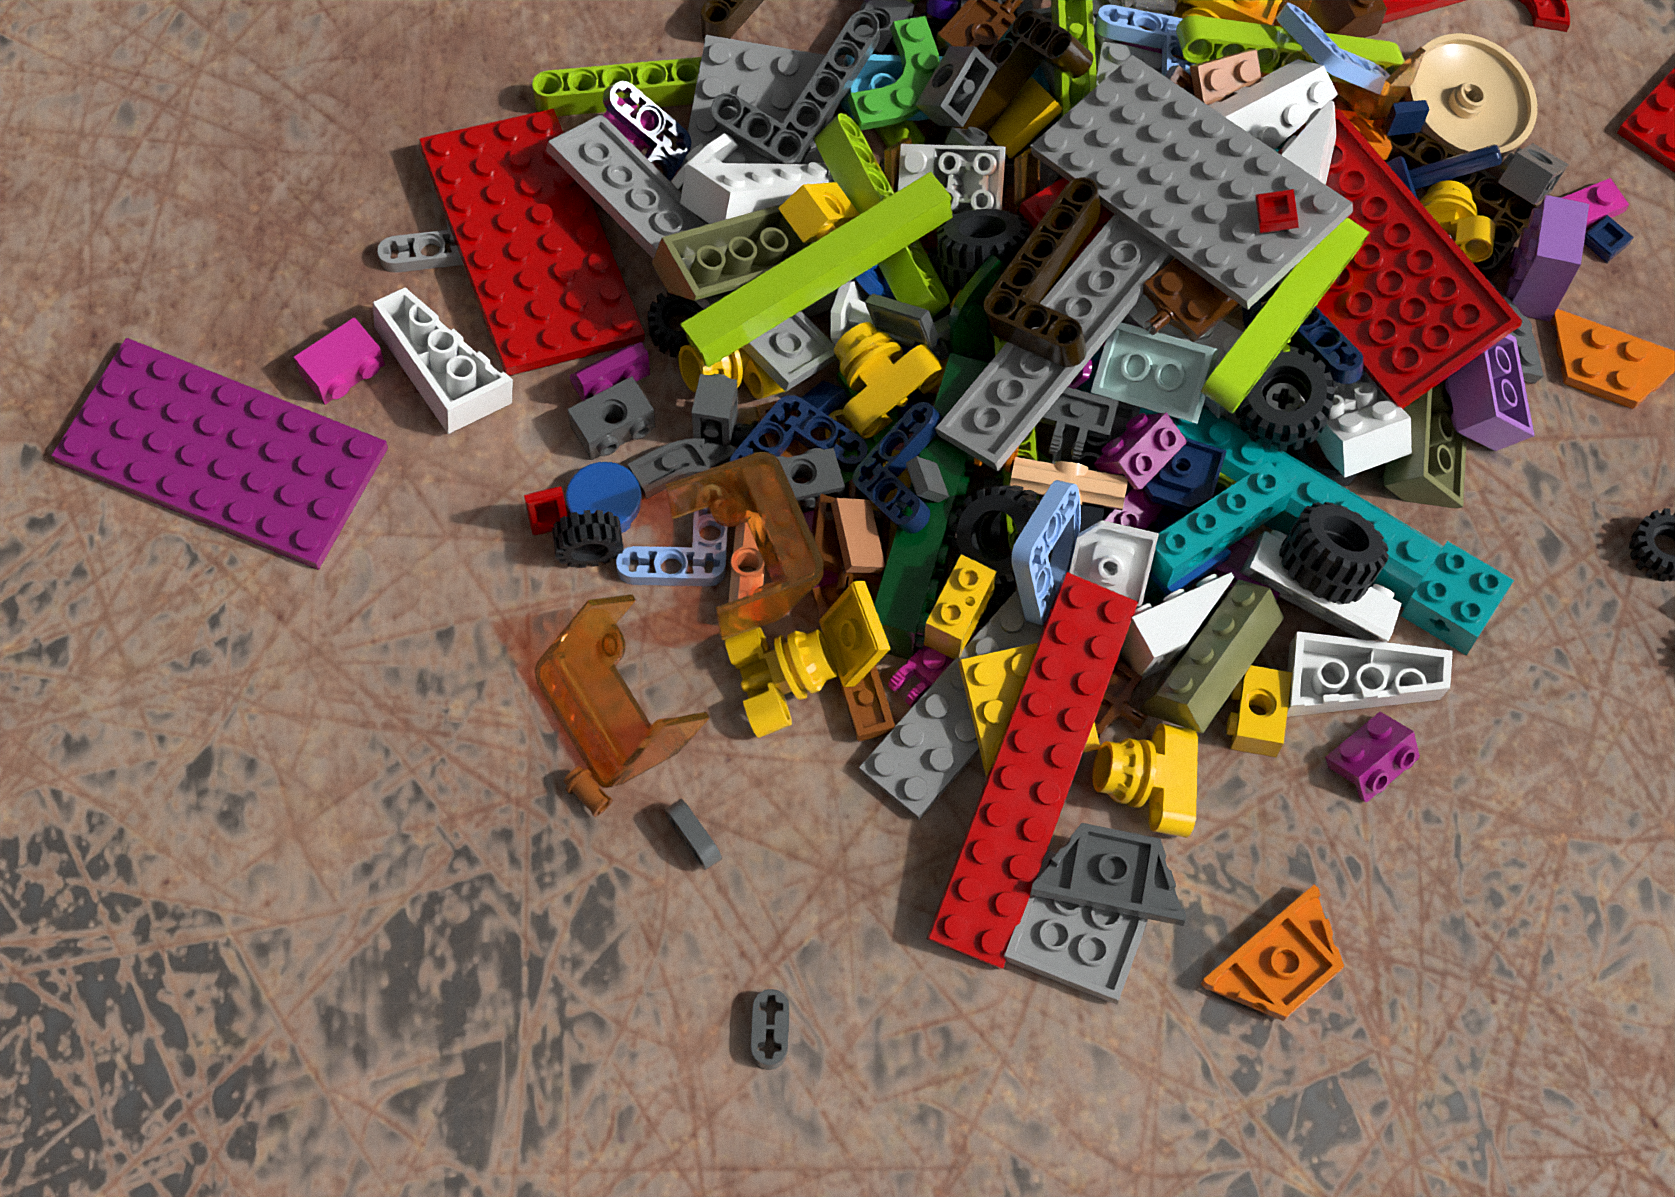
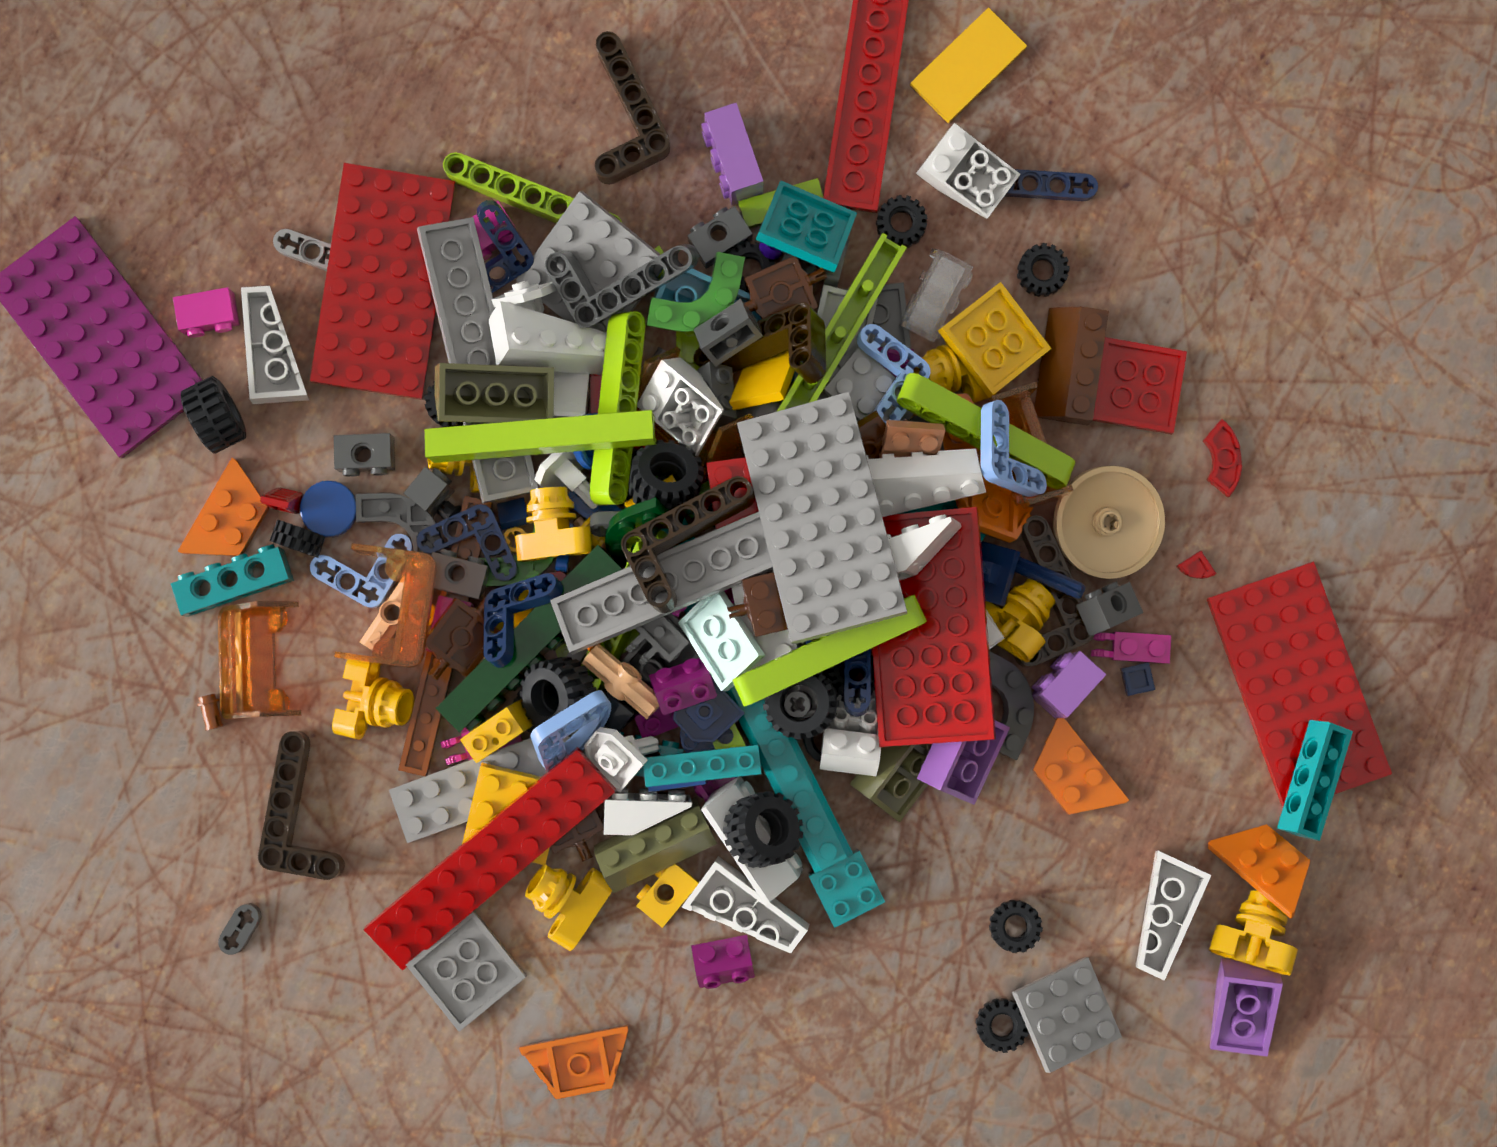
camera: 30 degrees right, 20 degrees up
(412, 450) = (213, 414): none -> black tyre
(485, 567) = (227, 517): none -> orange wing
(500, 675) = (276, 573): none -> teal brick
(611, 370) = (381, 416): magenta bracket -> none
(692, 834) = (259, 777): dark grey beam -> none
(752, 860) = (288, 816): none -> dark brown beam
(817, 210) = (571, 389): yellow brick -> none
(854, 634) = (424, 708): yellow tile -> none
(858, 535) = (462, 643): nougat tile -> none
(901, 319) = (580, 500): dark grey tile -> none
(927, 479) = (523, 634): dark grey tile -> none
(1114, 874) = (500, 953): dark grey wing -> none
(1276, 211) = (850, 589): red tile -> none
(1406, 117) = (1042, 521): dark blue tile -> none
(1586, 106) = (1197, 567): none -> red tile

